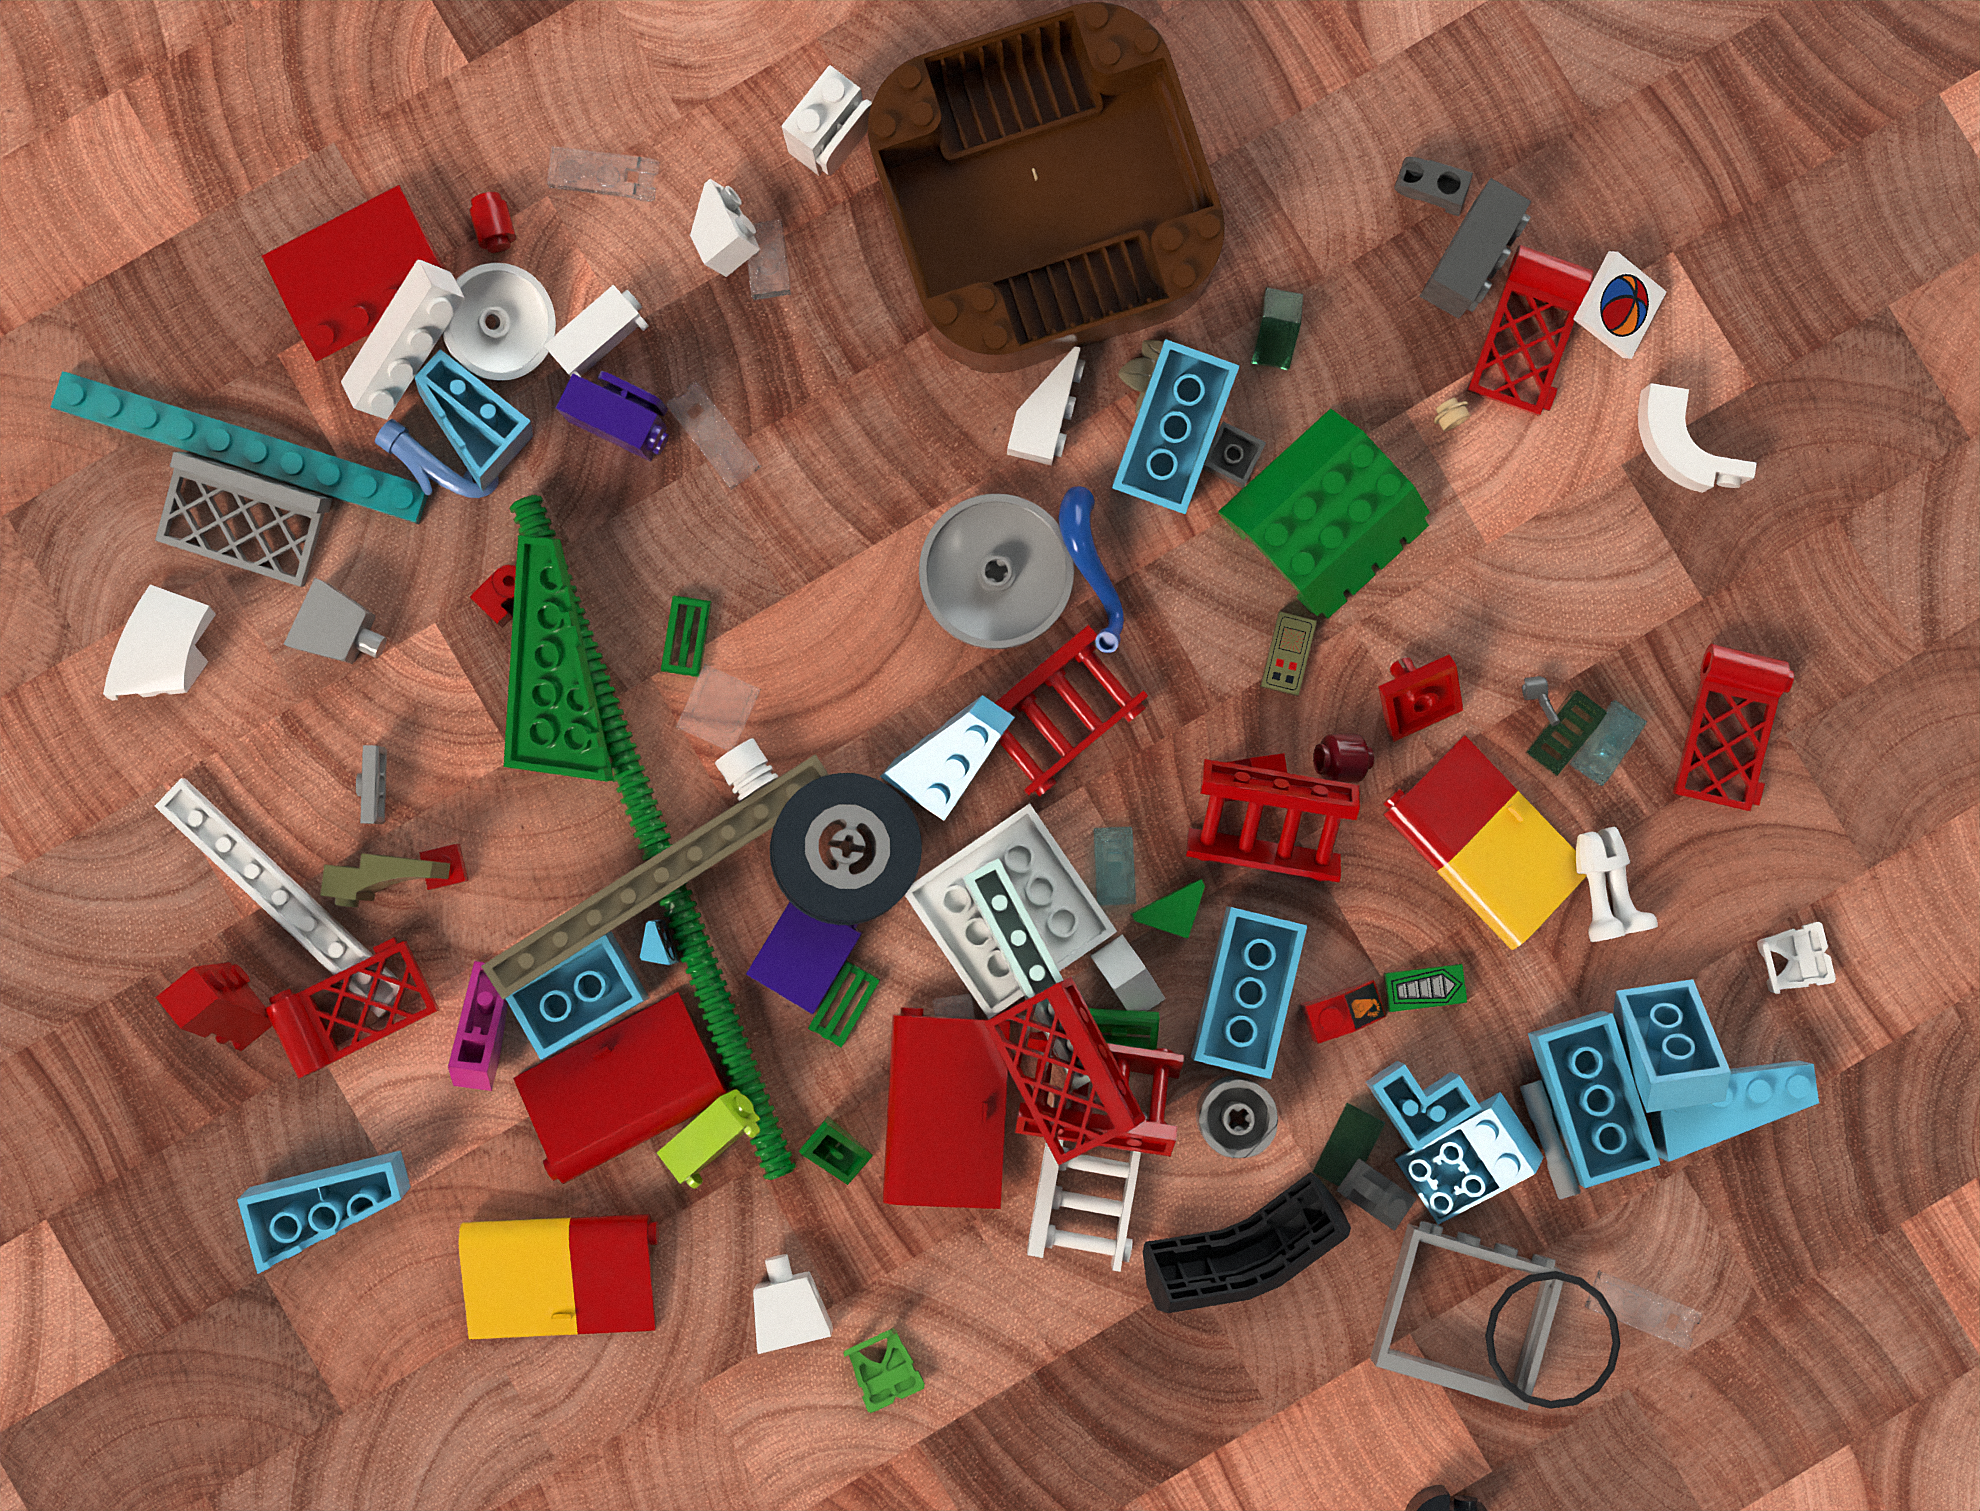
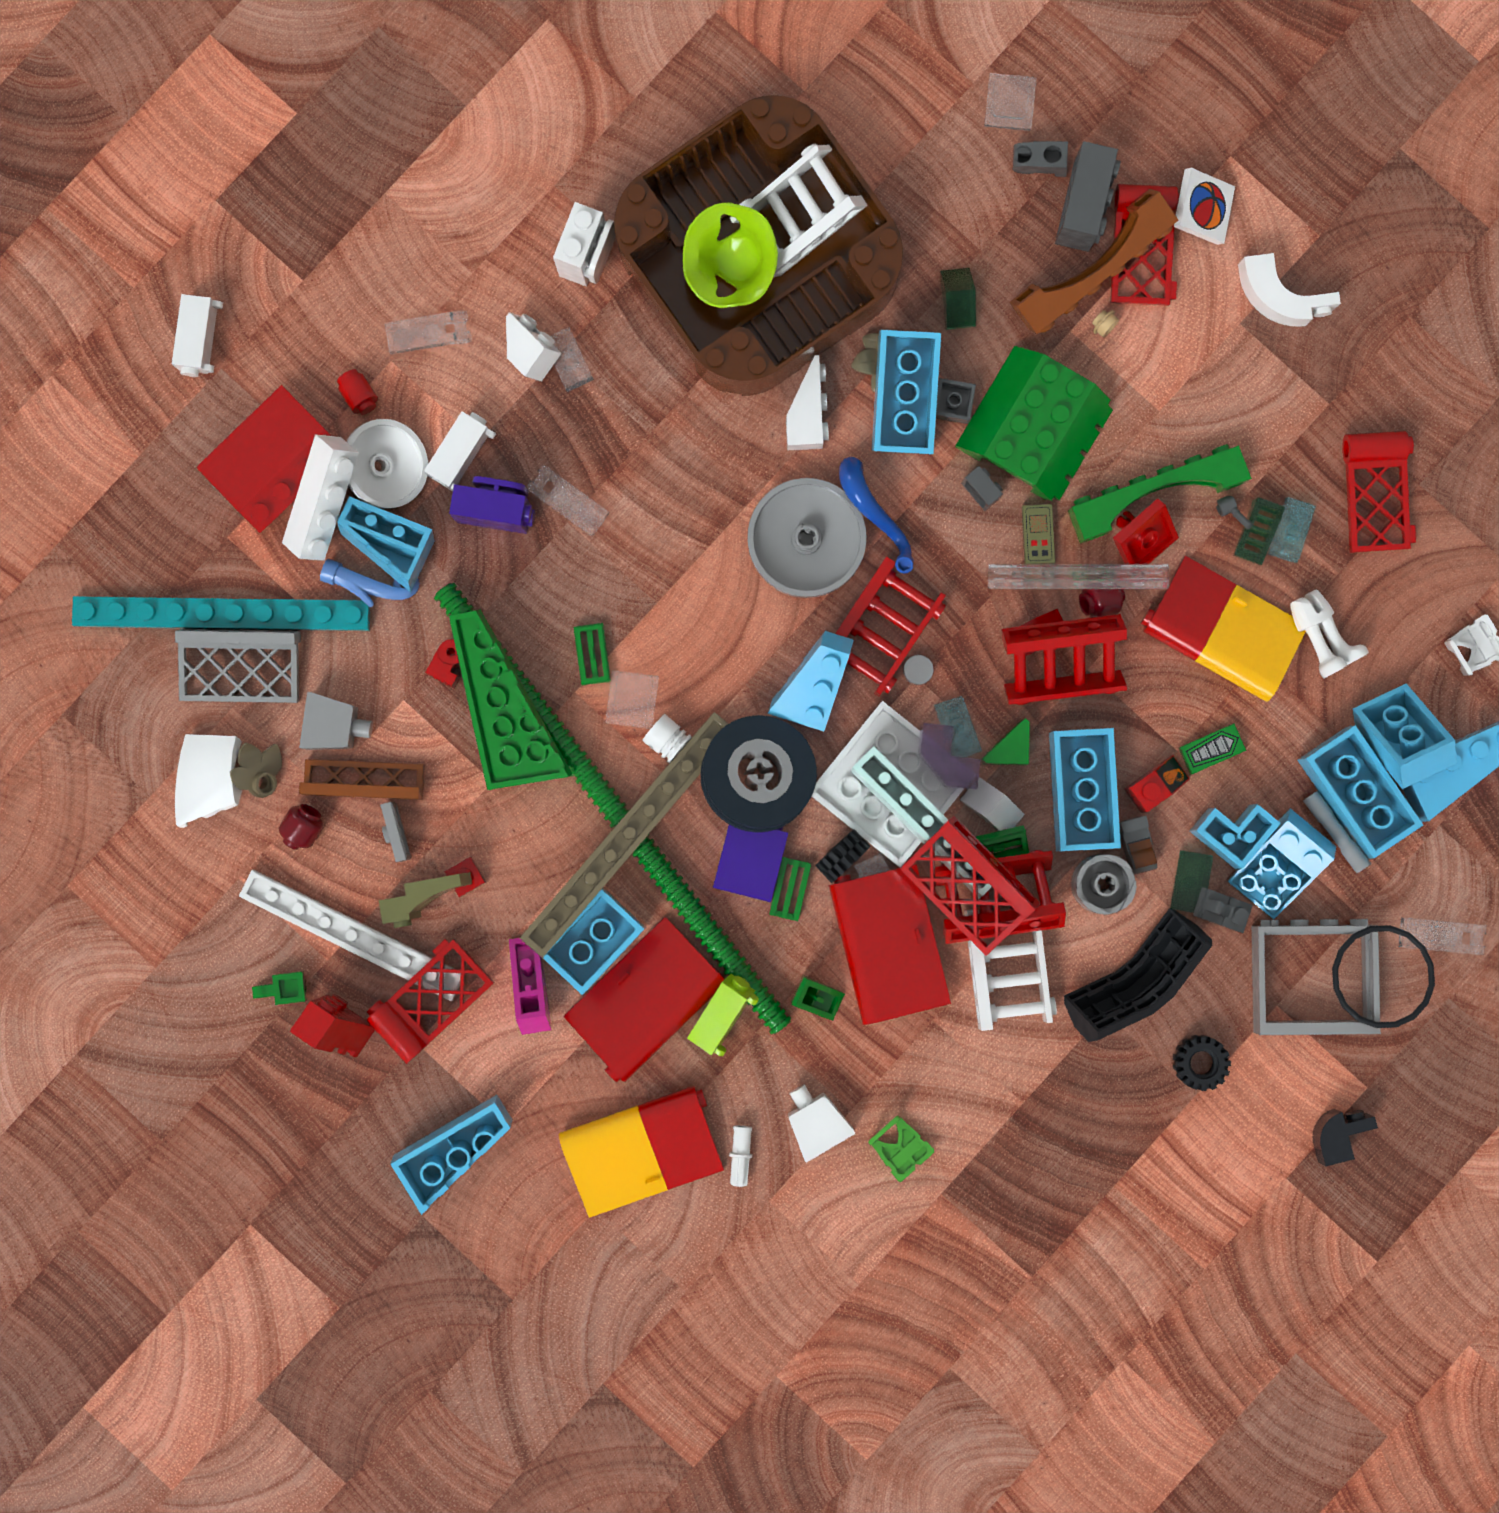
camera: 15 degrees left, 0 degrees up
(177, 938) = (285, 988): none -> green plate
(221, 650) = (255, 766): none -> dark tan plate
(257, 743) = (301, 826): none -> dark red head
(312, 90) = (195, 335): none -> white brick
(344, 720) = (357, 790): none -> dark orange fence
(657, 944) = (641, 885): medium azure slope -> none
(681, 1319) = (740, 1155): none -> white axle
(920, 983) = (842, 856): none -> black tyre
(1019, 198) = (741, 259): none -> lime piece
(1075, 888) = (935, 751): none -> clear purple brick
(1087, 778) = (918, 669): none -> light grey tile
(1132, 184) = (823, 224): none -> white fence
(1235, 575) = (982, 488): none -> dark grey piece
(1295, 1079) = (1138, 844): none -> leg
(1297, 1401) = (1219, 1067): none -> black tyre
(1321, 721) = (1078, 576): none -> clear tile
(1416, 102) = (1010, 101): none -> clear piece
(1541, 302) = (1147, 220): none -> dark orange arch
(1541, 642) = (1220, 471): none -> green arch

